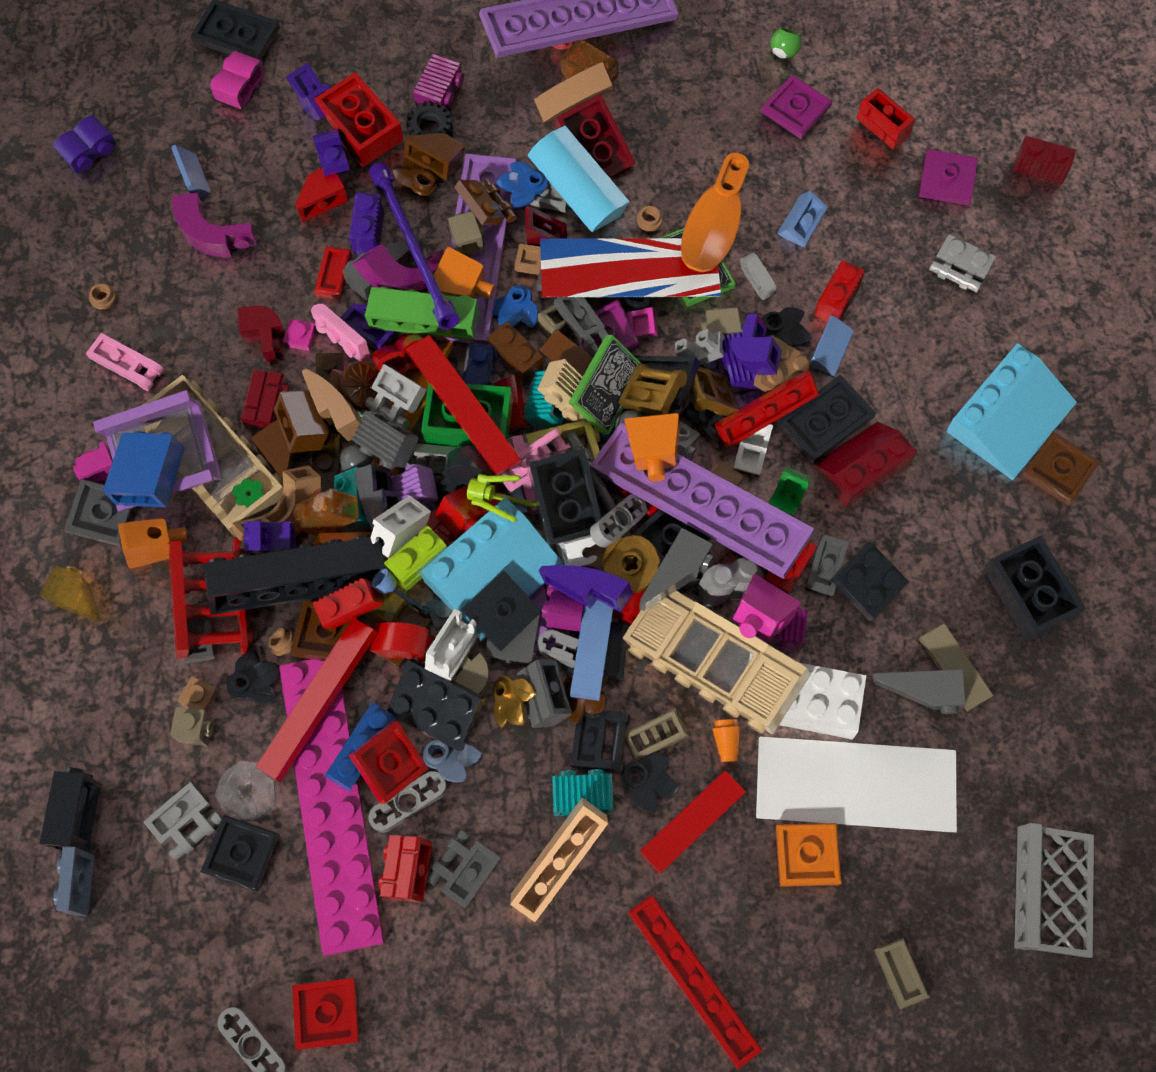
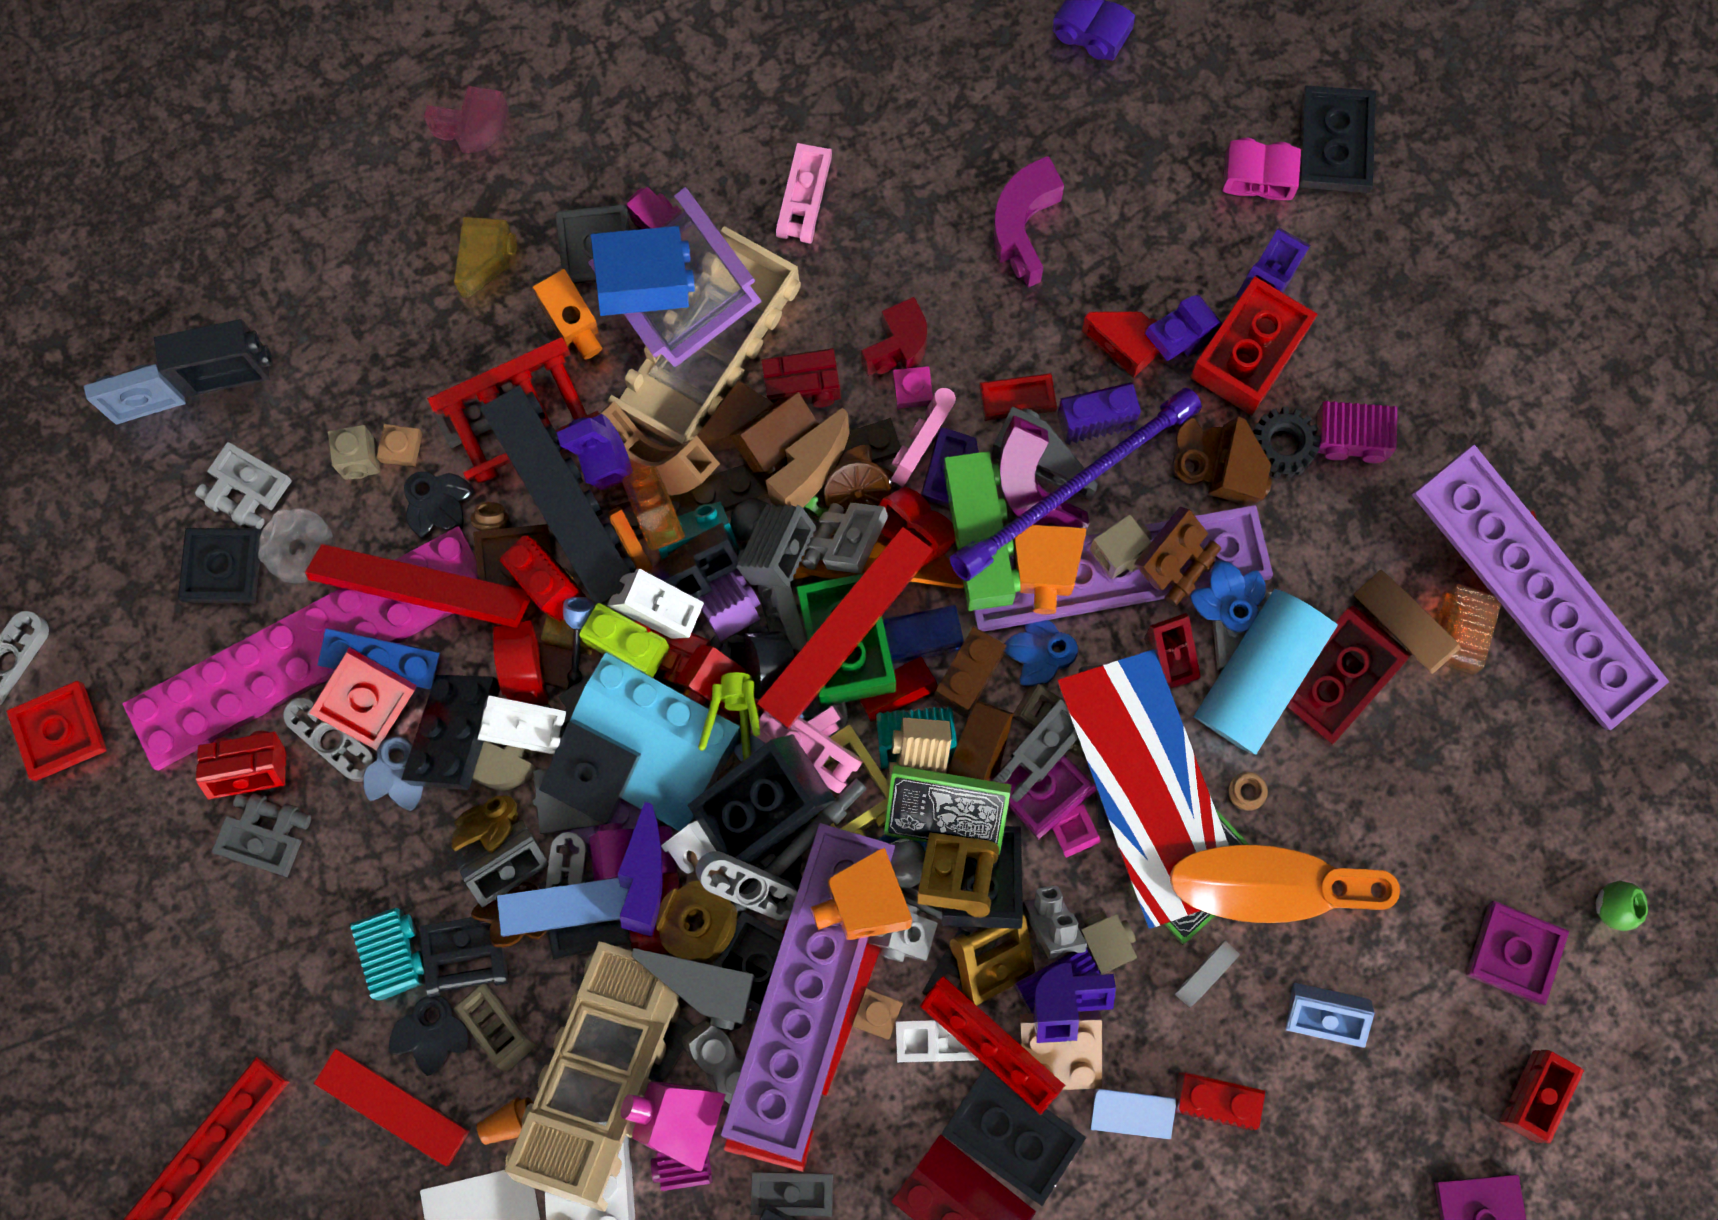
camera: 75 degrees right, 5 degrees up
(97, 292) = (886, 122): medium nougat plate -> none
(191, 171) = (1100, 166): medium blue slope -> none
(241, 490) = (665, 397): green plant -> none
(528, 259) = (1122, 642): medium nougat plate -> none
(558, 859) = (287, 949): light nougat brick -> none
(788, 326) = (1136, 1043): black plate -> none
(790, 491) = (861, 1108): green brick -> none

